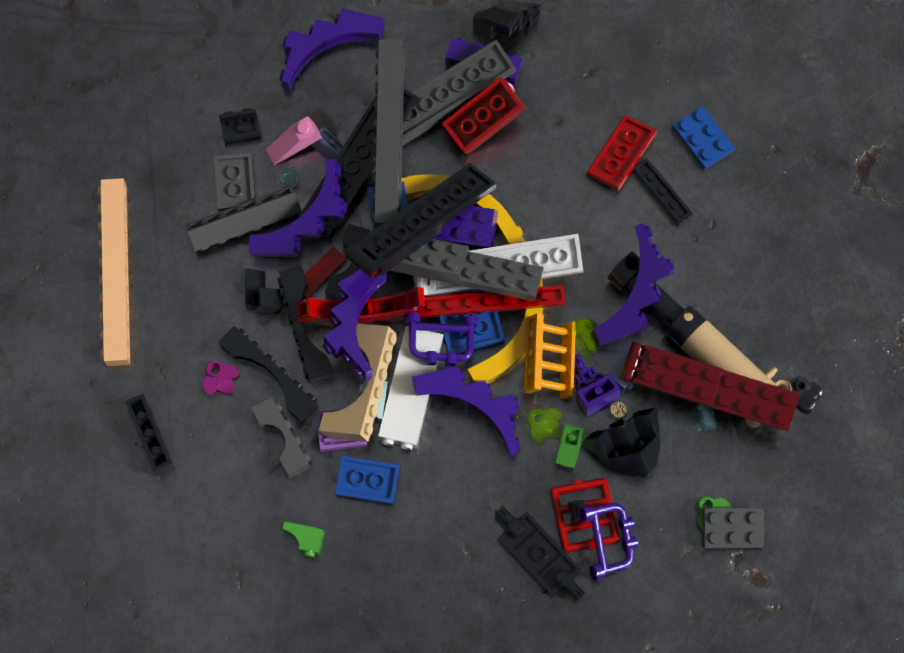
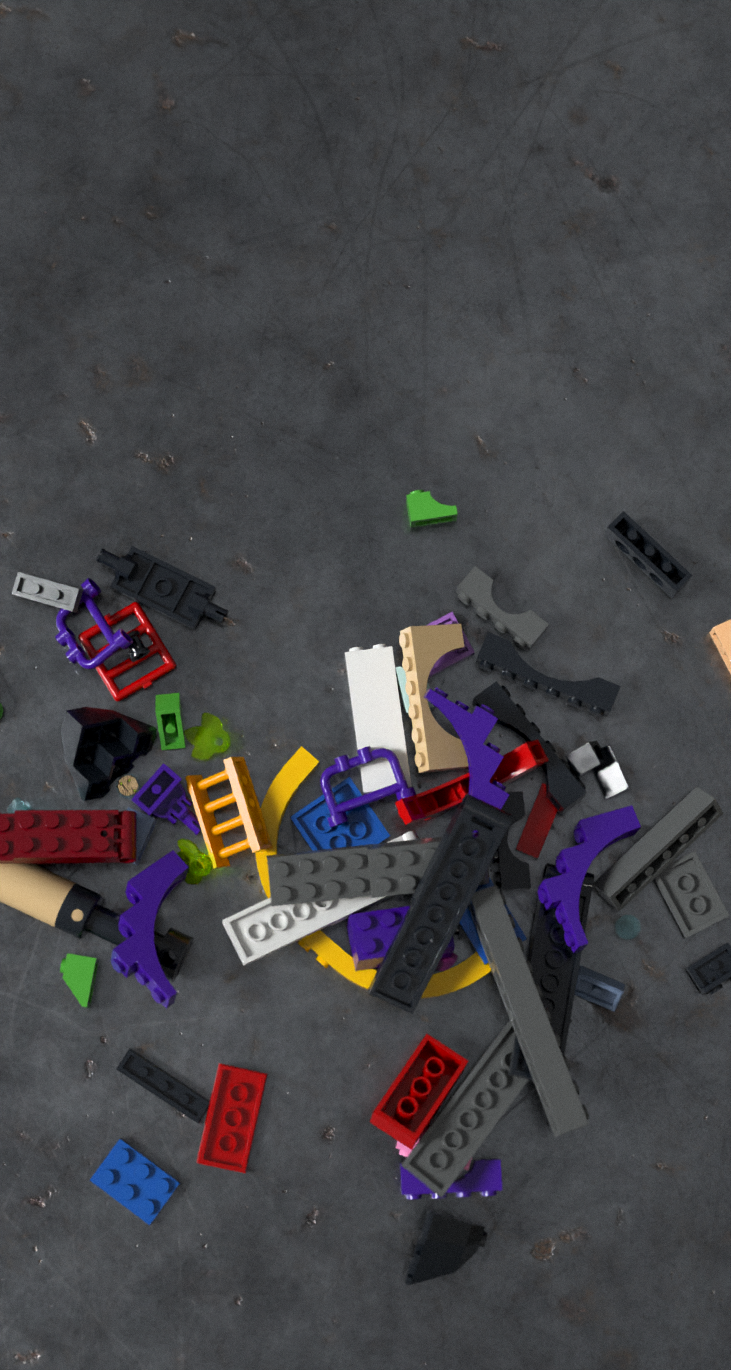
camera: 160 degrees right, 5 degrees up
(220, 380) = (598, 650): magenta plate -> none
(293, 140) = (641, 972): bright pink slope -> none
(347, 27) = (686, 1105): dark purple arch -> none
(367, 480) = (385, 598): blue plate -> none
(489, 302) = (360, 833): red plate -> none
(497, 409) = (330, 730): dark purple arch -> none
(633, 582) = (47, 592): none -> plate
(699, 284) = (80, 976): none -> bright green slope

